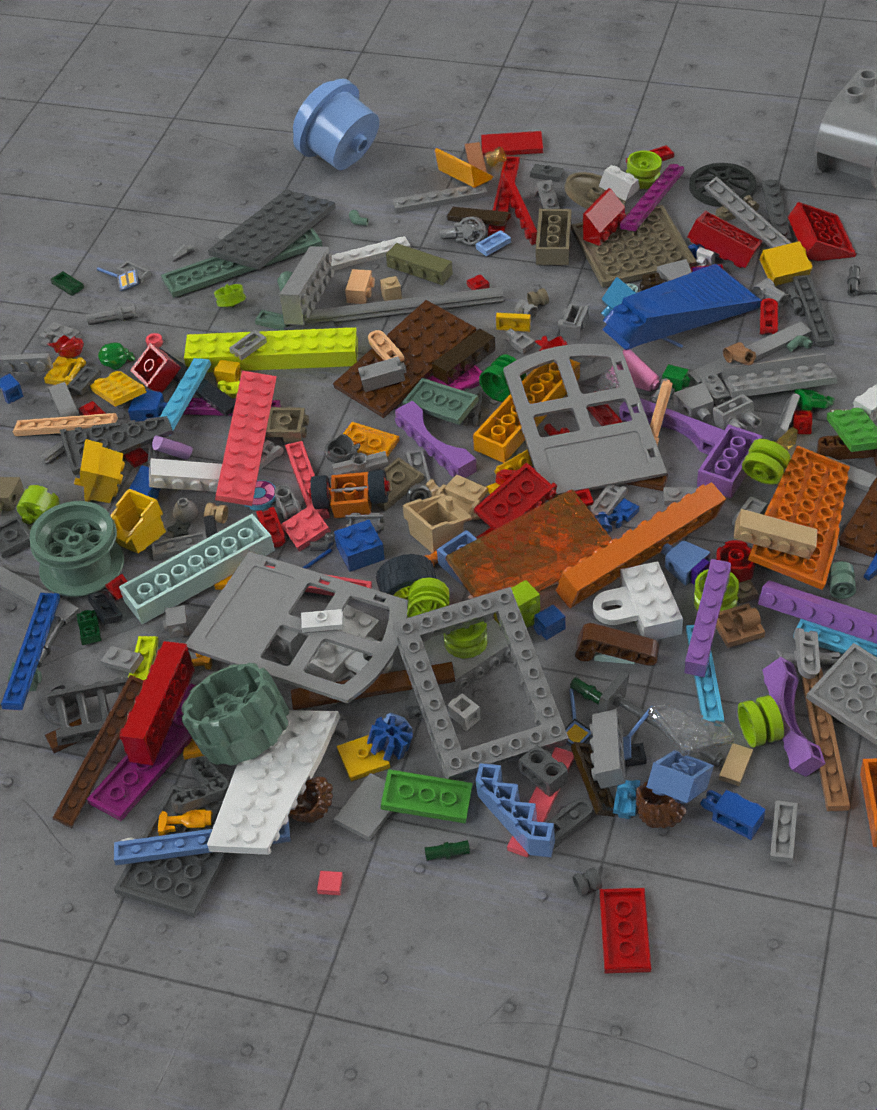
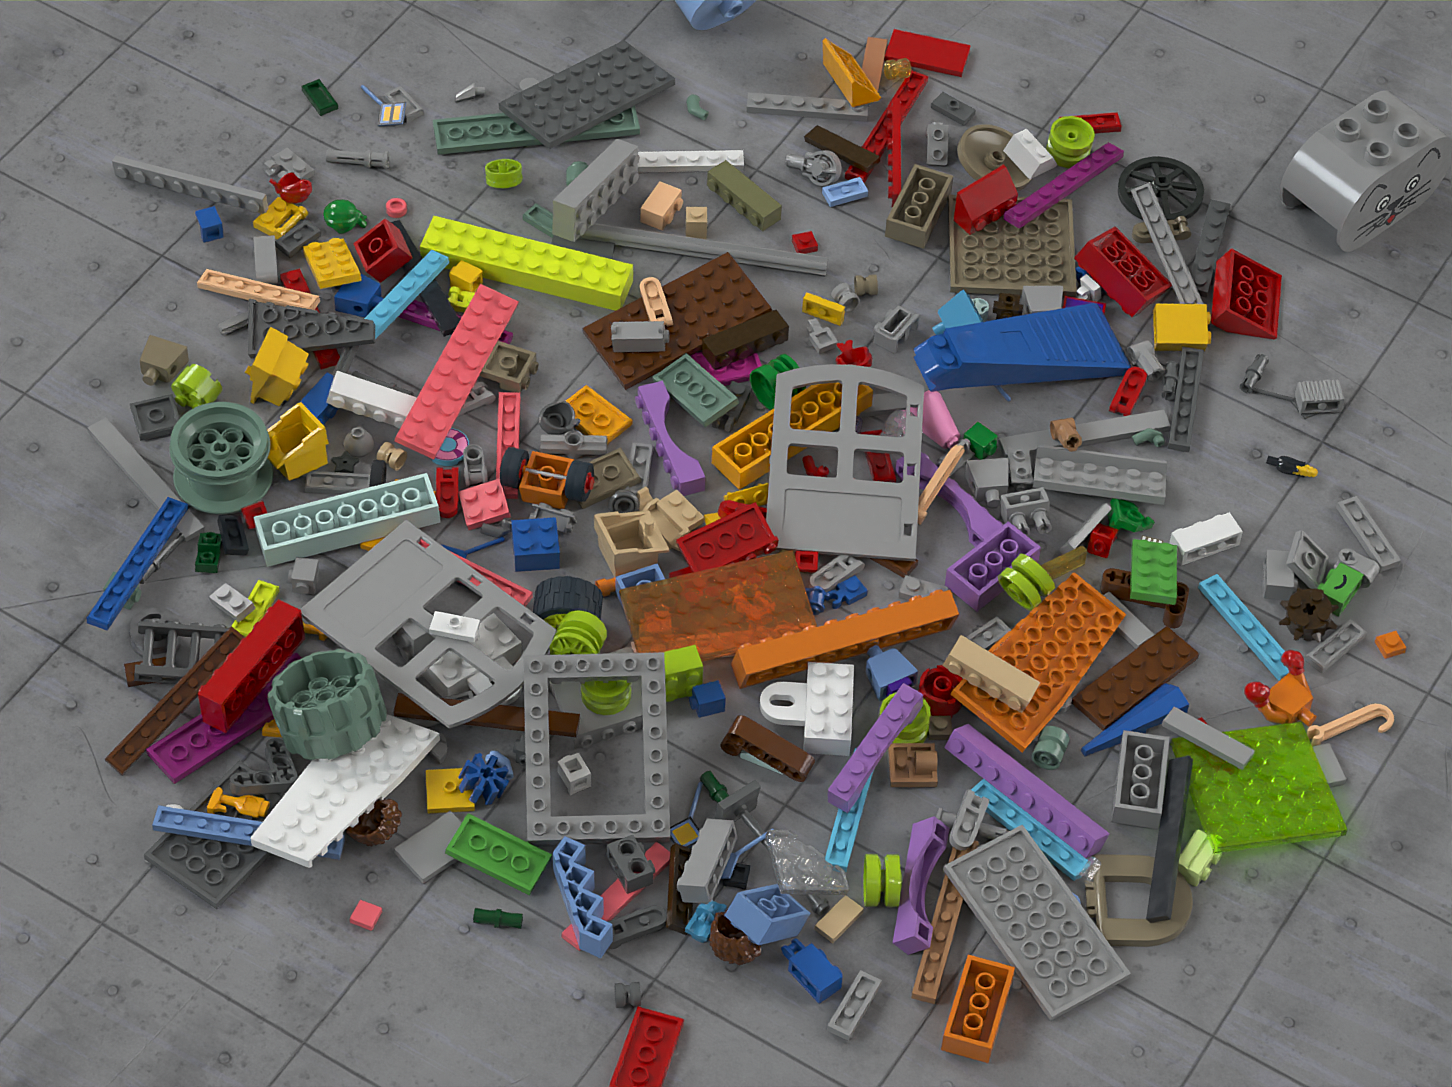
camera: 10 degrees right, 5 degrees up
(171, 447) = (368, 359): lavender brick -> none
(249, 344) = (500, 255): light grey tile -> none

